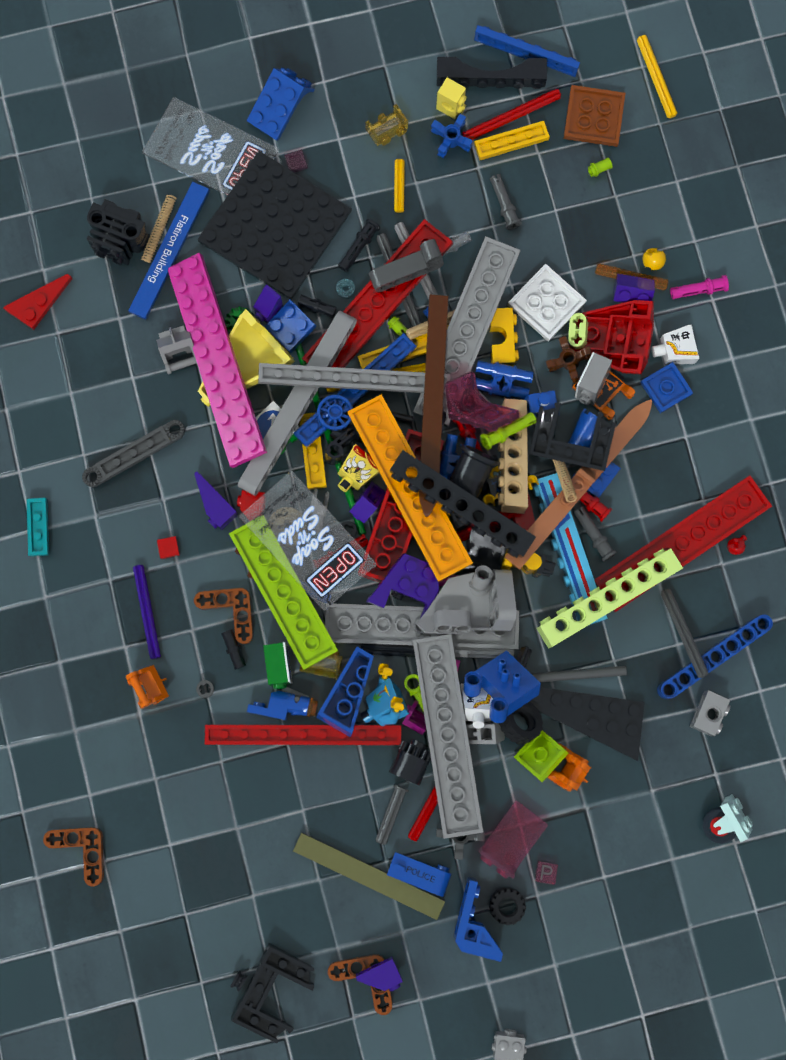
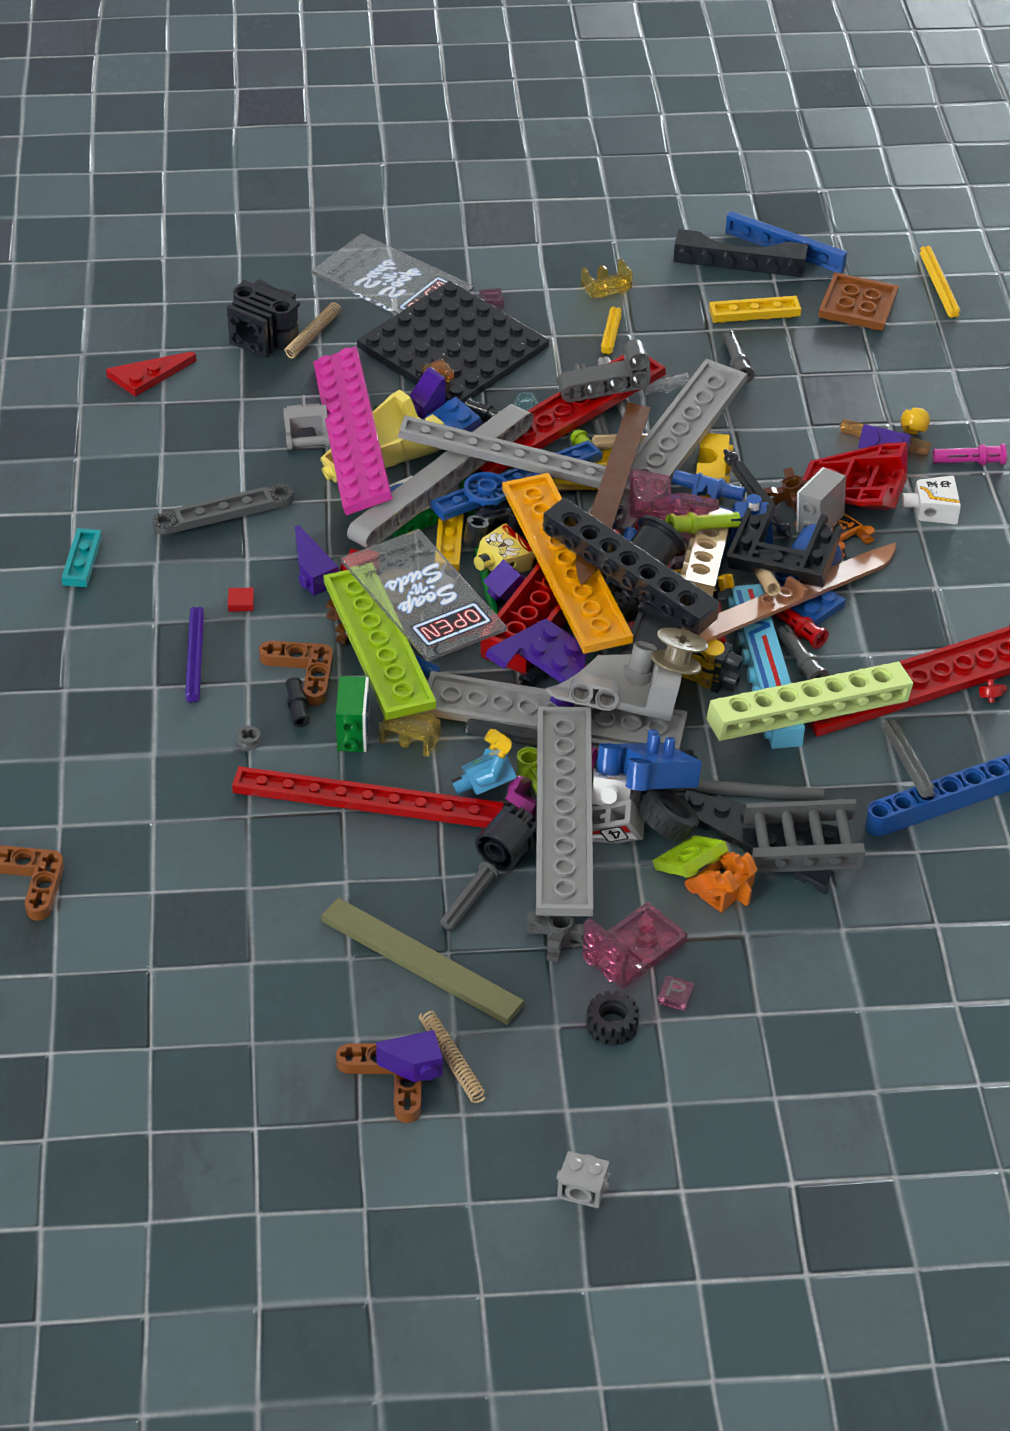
camera: 10 degrees right, 35 degrees down
(152, 684) = (175, 710): orange piece -> none
(169, 250) = (325, 344): blue tile -> none
(239, 981) = (206, 1044): black bush -> none
(249, 1011) = (262, 1030): black wedge -> none
(270, 271) = (442, 368): none -> clear orange plate
(278, 101) = (482, 243): blue bracket -> none
(285, 702) = (347, 762): blue plate -> none
(345, 697) = (436, 753): blue wedge -> none
(361, 236) = (556, 365): black pin -> none
(402, 948) = (454, 1057): none -> tan piece
(420, 874) = (511, 967): blue door -> none
(424, 816) = (512, 907): red axle -> none
(451, 98) = (687, 261): light yellow brick -> none
(463, 142) = (683, 296): blue pin -> none
(480, 941) = (556, 1028): blue bracket -> none
(511, 583) = (679, 651): none -> dark tan piece
(512, 114) = (760, 290): red axle -> none
(541, 368) = (753, 487): none -> black wheel
(546, 302) = (775, 444): white plate -> none
(582, 331) = (809, 465): yellowish green beam -> none
(599, 167) = (855, 343): lime pin -> none
(613, 744) = (810, 857): none -> dark grey fence
(666, 387) = (916, 535): blue plate -> none
(701, 720) = (935, 850): light grey brick -> none
(727, 821) = (941, 965): light aqua plate -> none

